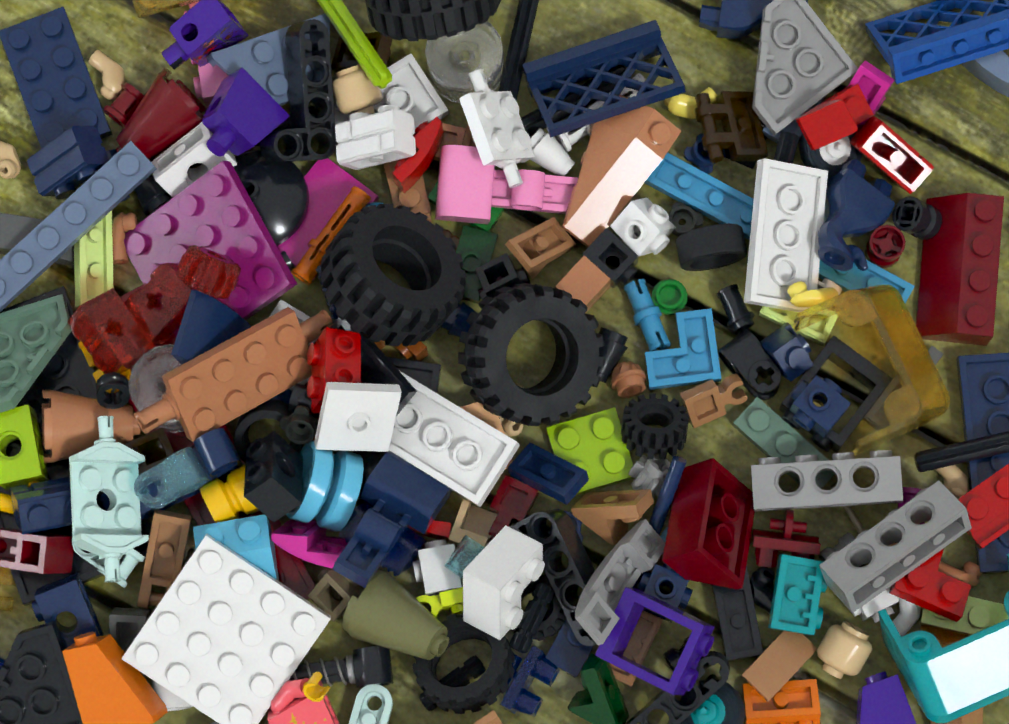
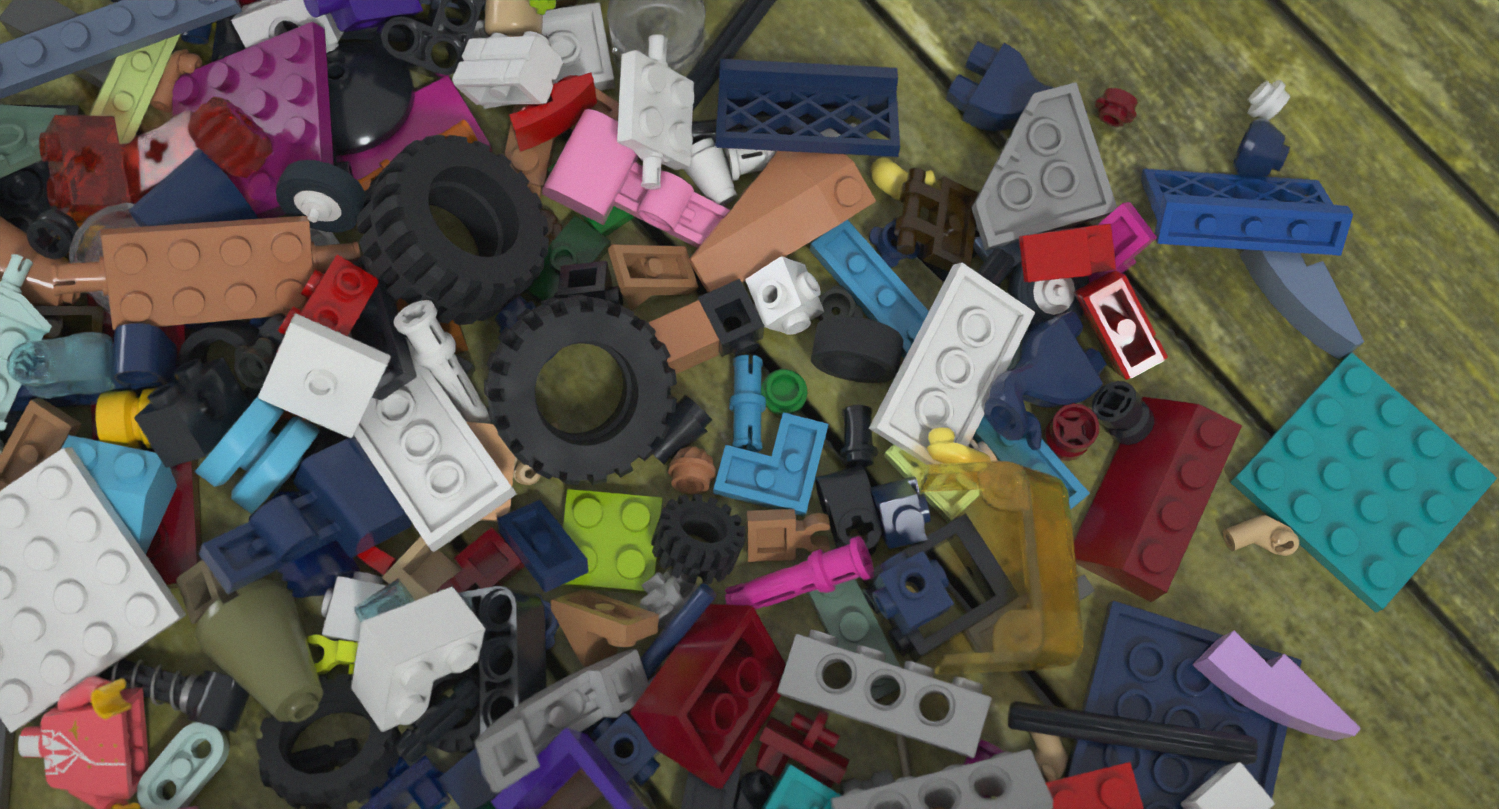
camera: 10 degrees right, 5 degrees down
(293, 288) = (321, 193): none -> black wheel
(309, 542) = (200, 508): dark pink slope -> none
(419, 367) = (436, 351): none -> white pin
(748, 416) = (819, 573): none -> dark pink pin

